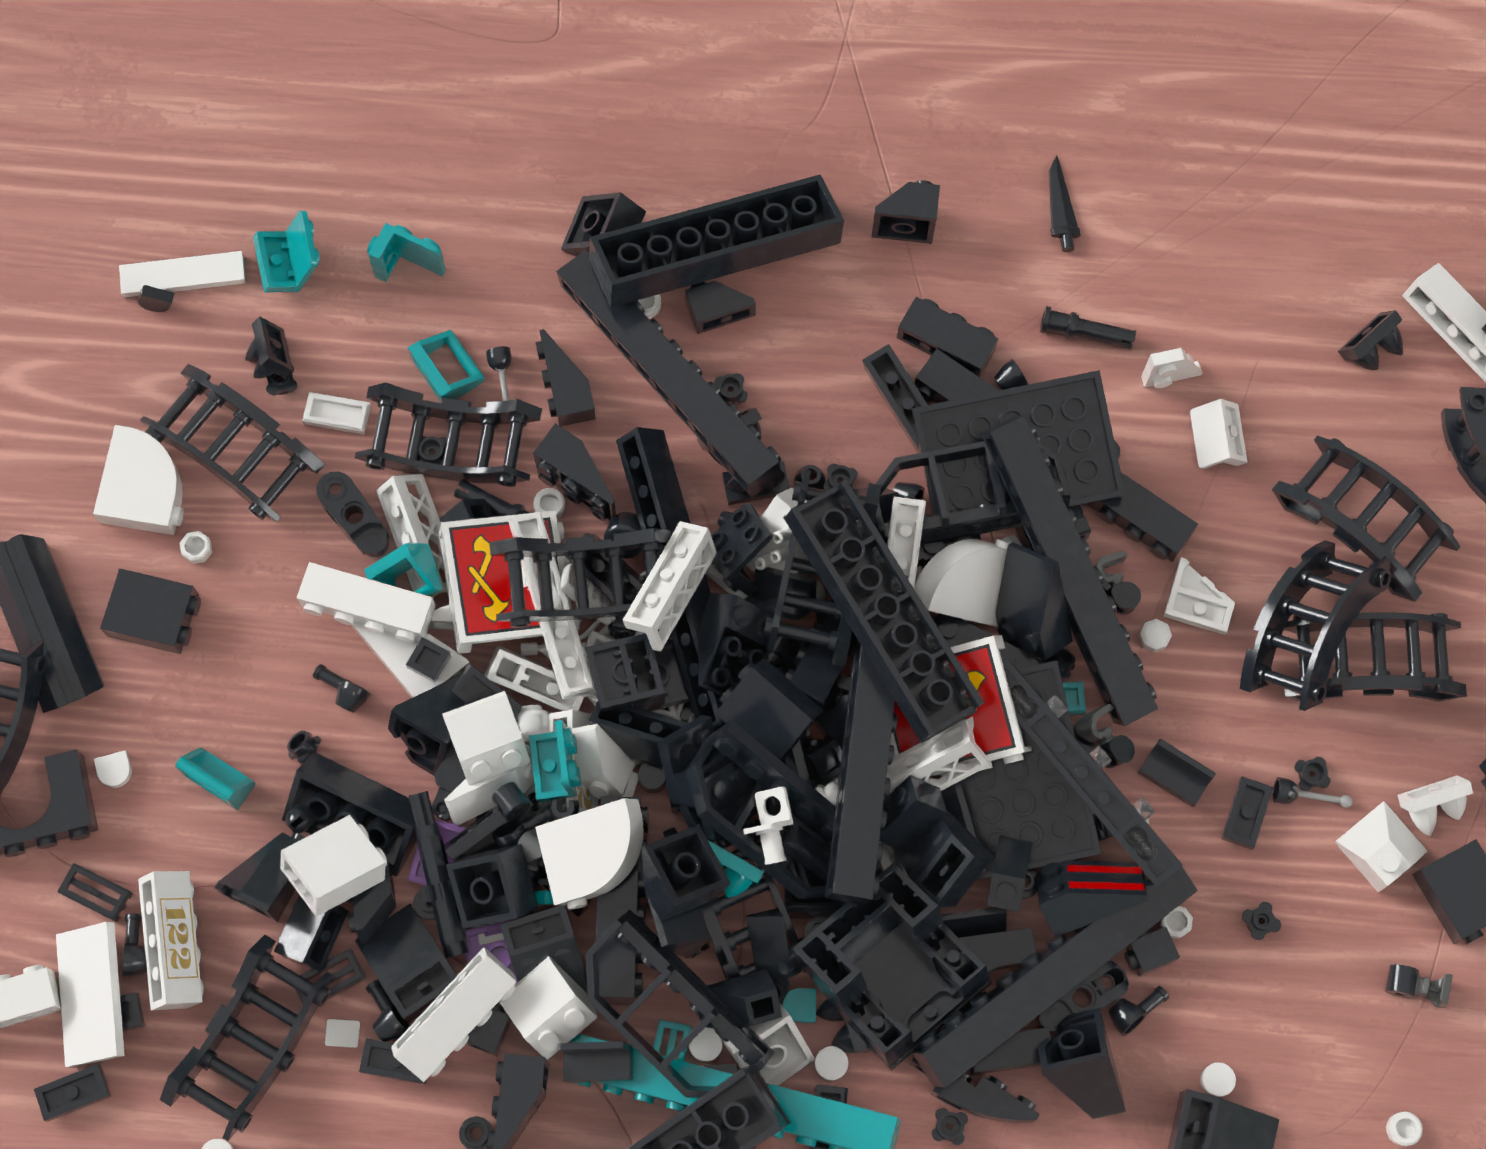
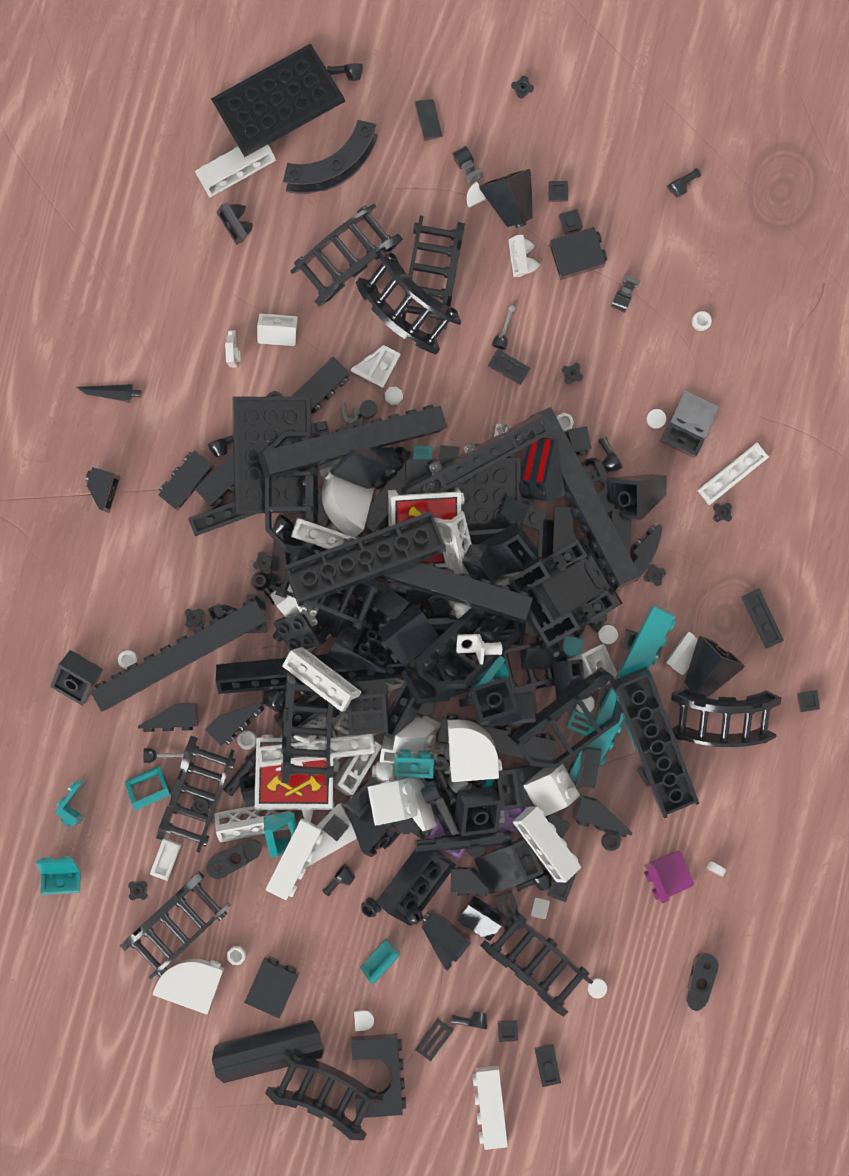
camera: 75 degrees left, 15 degrees up
(90, 994) = (494, 1049): white tile -> none
(155, 299) = (72, 960): black tile -> none
(170, 940) = (472, 999): white brick -> none
(183, 273) = (57, 941): white tile -> none
(270, 348) = (118, 893): black tile -> none
(333, 865) = (449, 900): white brick -> none
(715, 240) = (101, 610): black brick -> none
(717, 305) = (139, 617): black slope -> none
(1072, 325) = (192, 402): black pin -> none
(1118, 748) = (458, 437): leg -> none
(1176, 772) = (478, 403): black panel -> none
(1316, 765) = (492, 328): black plate -> none
(1381, 847) = (542, 293): white slope -> none

